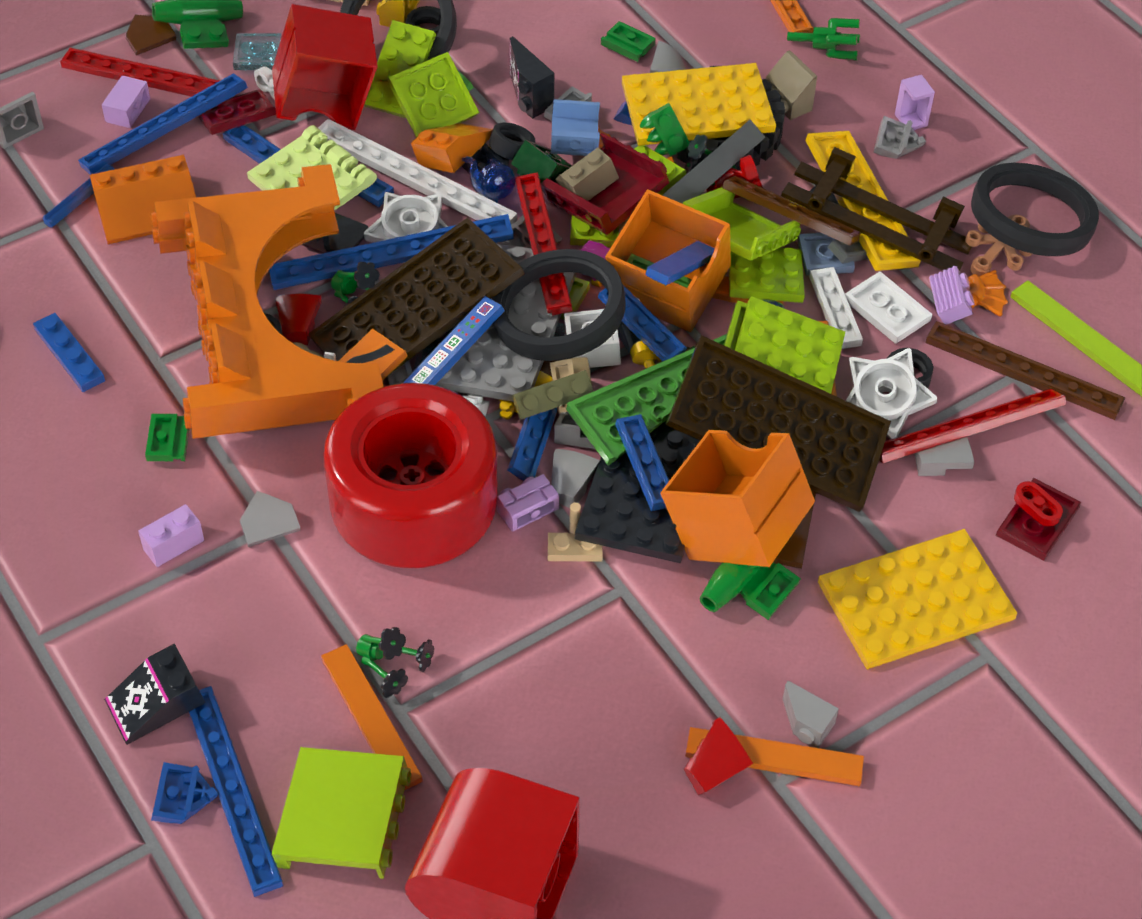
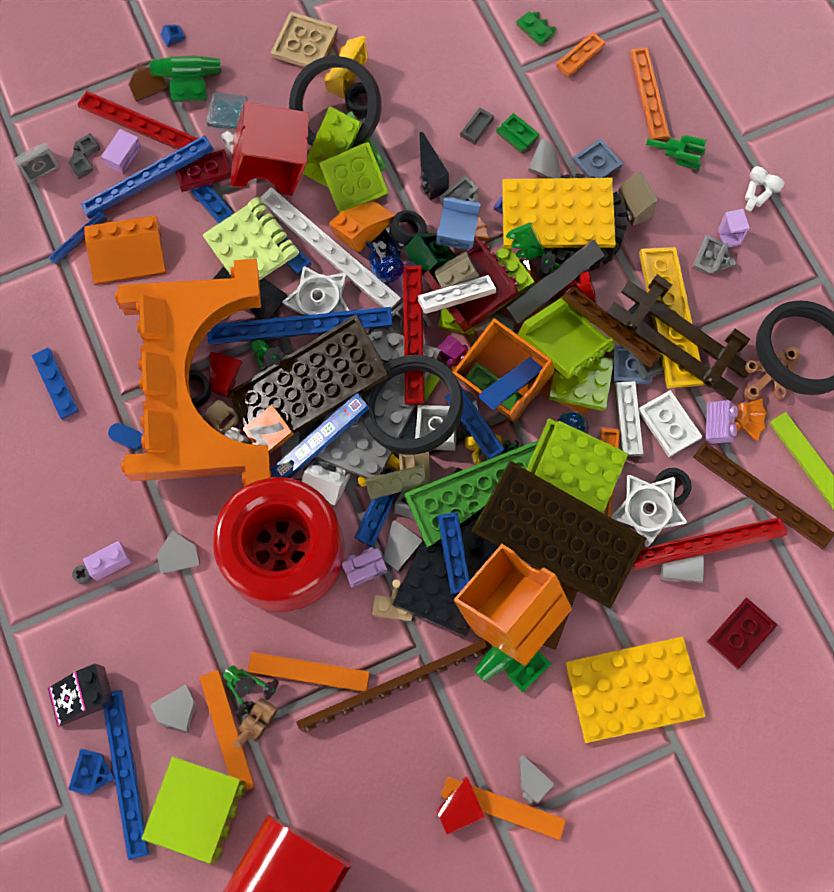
camera: 15 degrees right, 20 degrees up
(70, 117) = (82, 149): none -> dark grey tile
(138, 565) = (76, 577): none -> dark grey bush
(166, 438) = (111, 475): green plate -> none
(169, 397) = (125, 436): none -> blue tile
(293, 699) = (175, 709): none -> light grey slope
(414, 696) = (255, 725): none -> medium nougat beam
(478, 632) = (308, 672): none -> orange tile
(576, 40) = (477, 126): none -> dark grey tile
(586, 633) = (384, 690): none -> reddish brown plate
(590, 188) = (456, 294): none -> white plate
(731, 53) = (597, 160): none -> sand blue plate
(932, 56) = (770, 182): none -> white piece
(1039, 503) = (744, 625): red plate -> none

